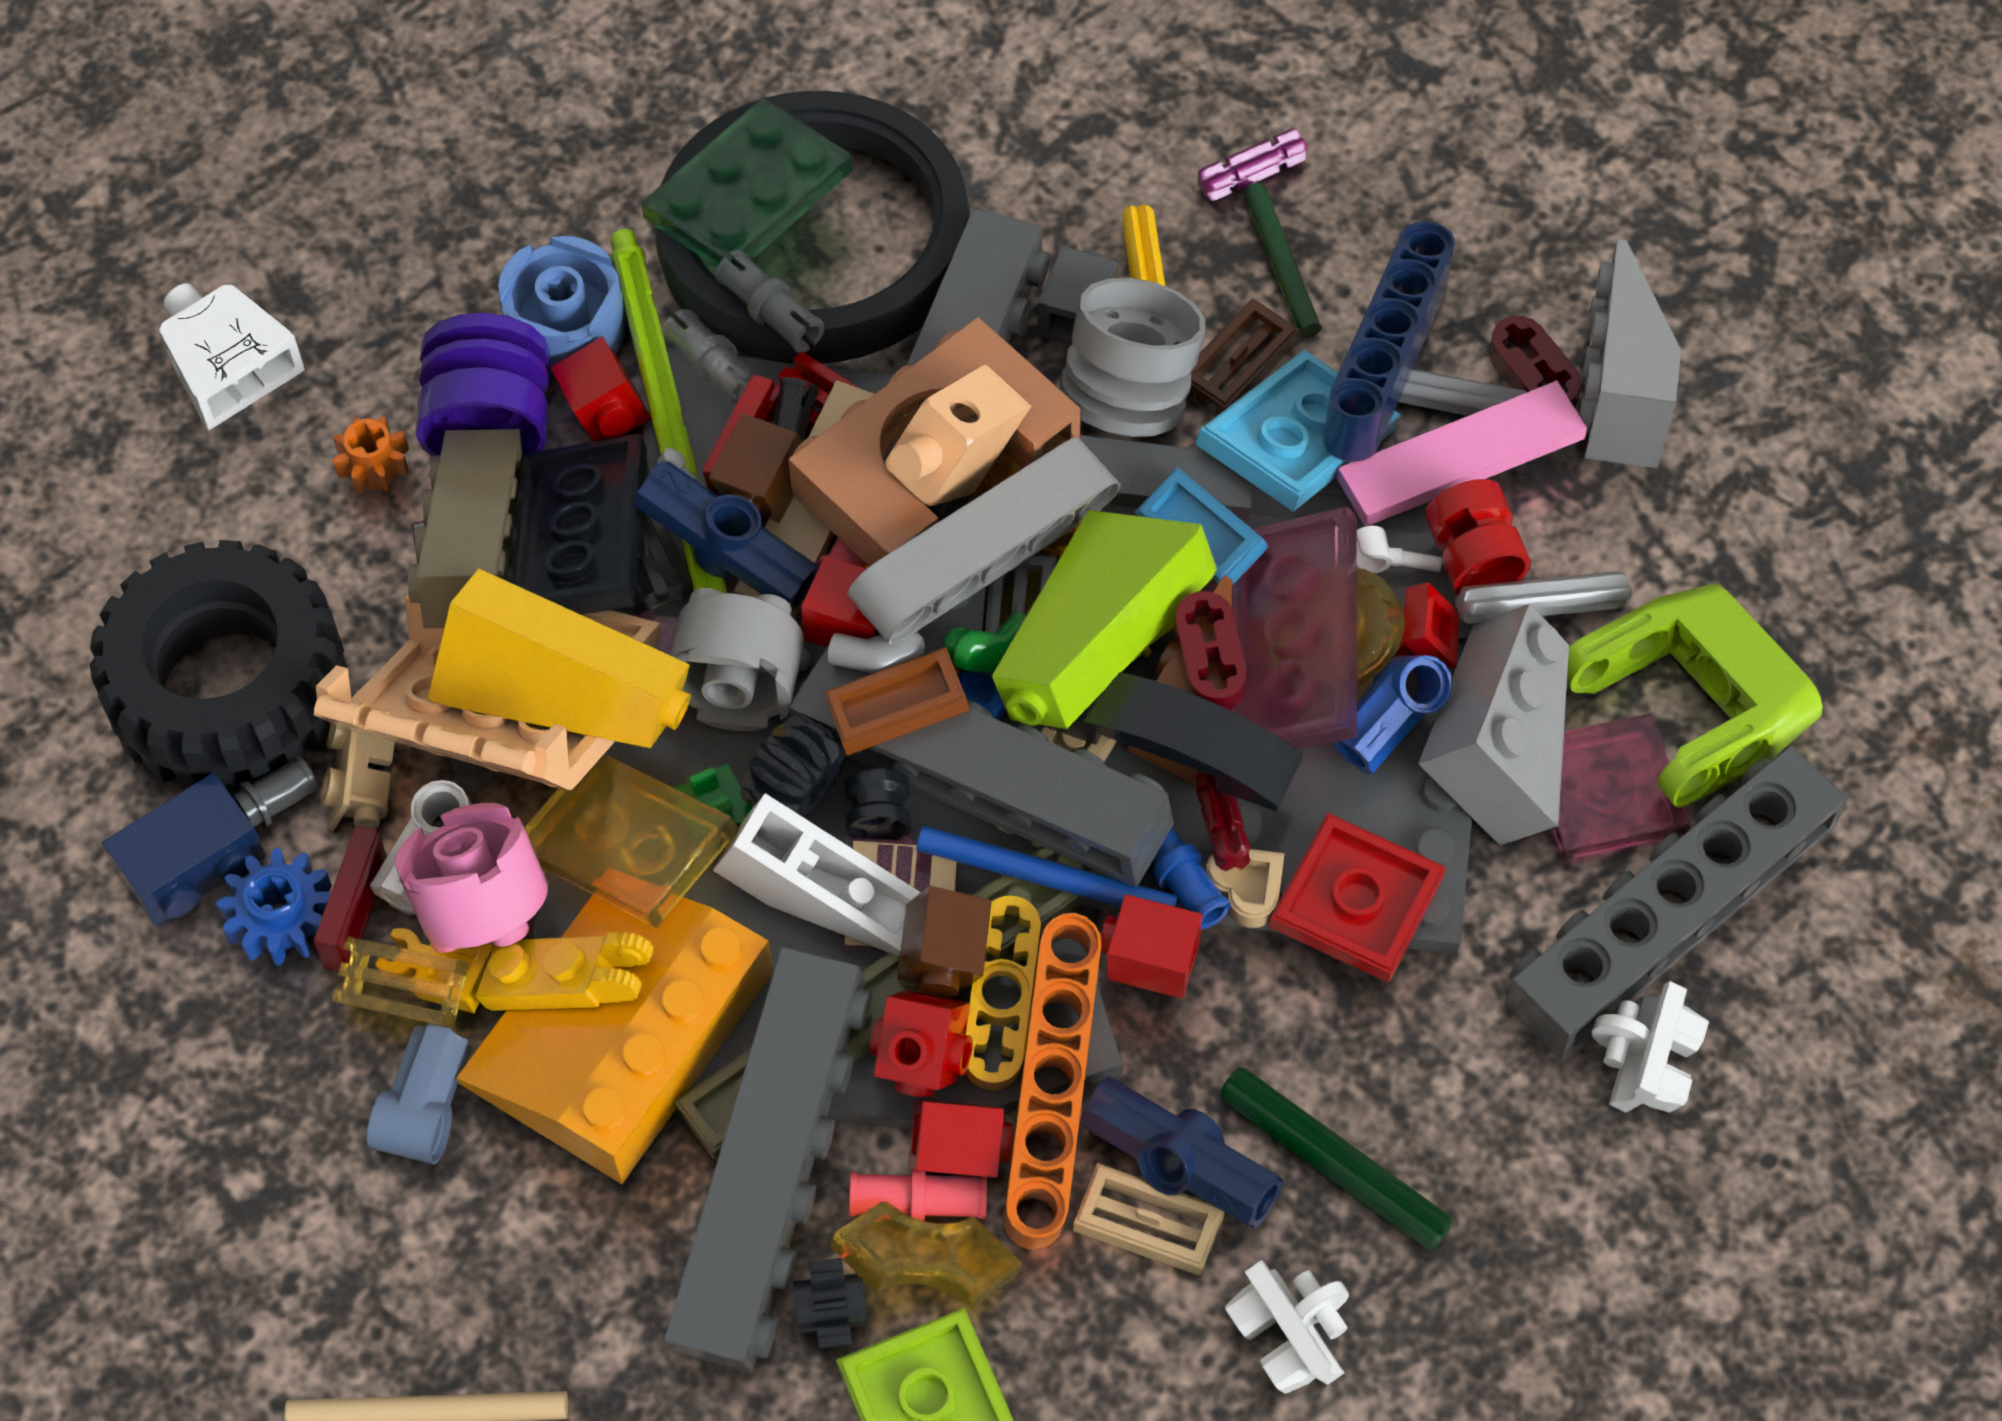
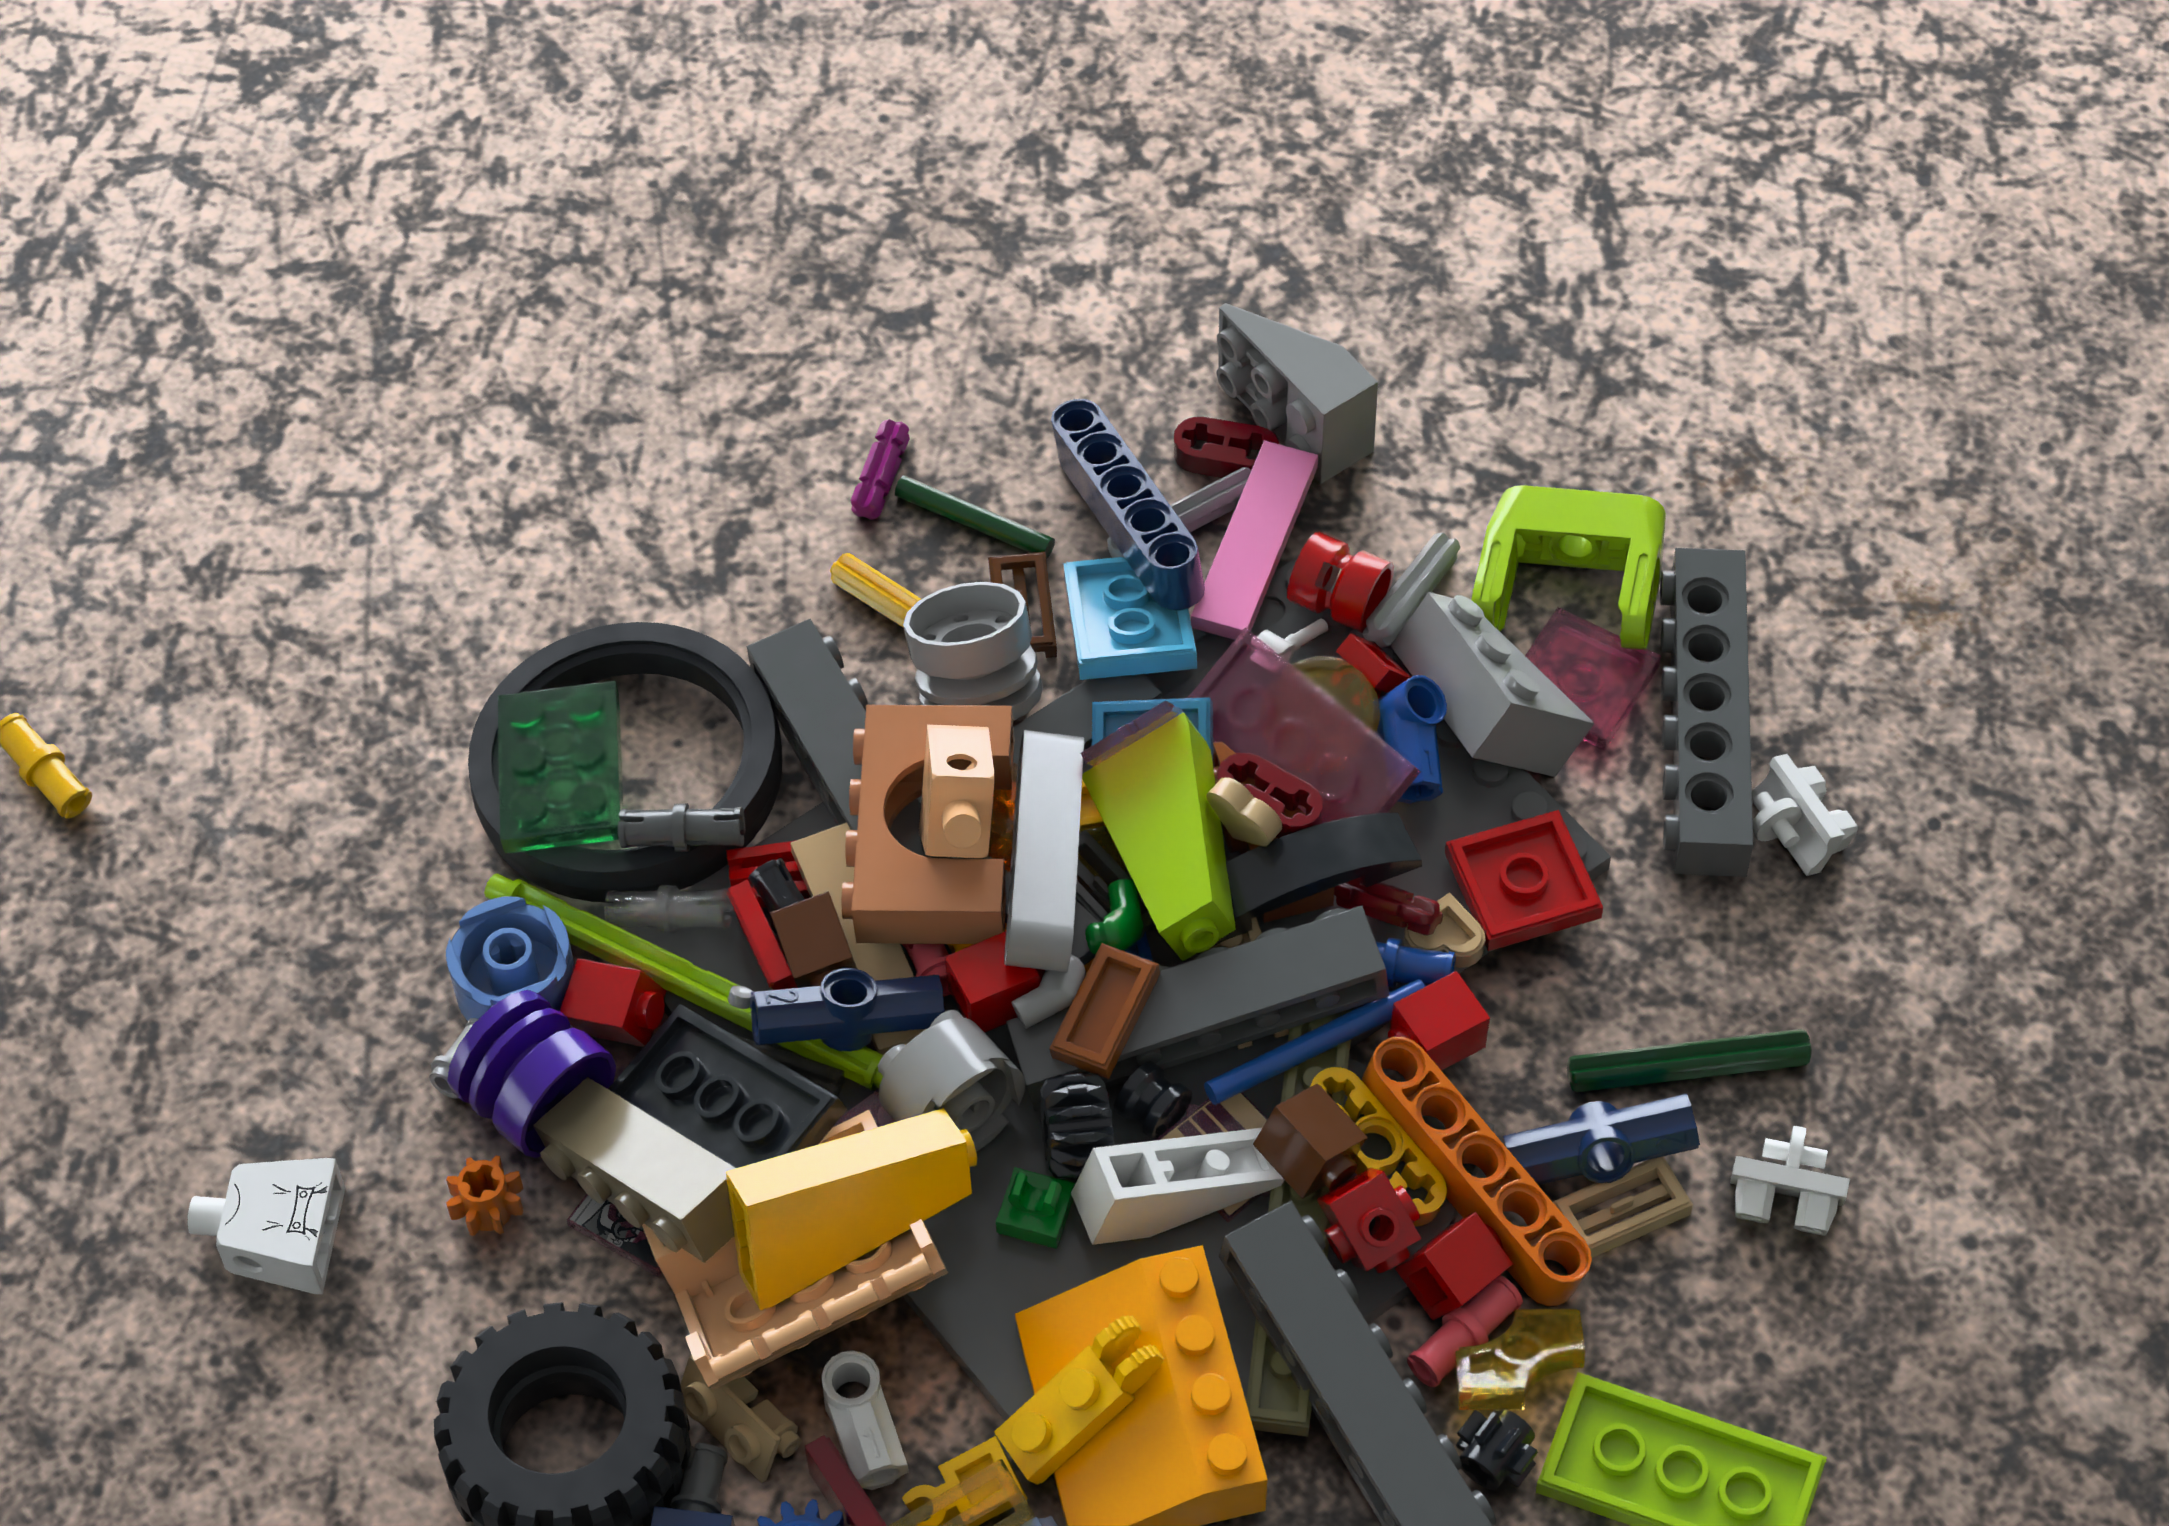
camera: 45 degrees left, 5 degrees down
(472, 878) = (941, 1397): bright pink brick -> none
(628, 839) = (1014, 1277): clear yellow tile -> none
(1067, 281) = (874, 653): dark grey brick -> none
(1154, 507) = (1130, 733): none -> clear pink piece
(1164, 641) = (1242, 814): none -> tan tile

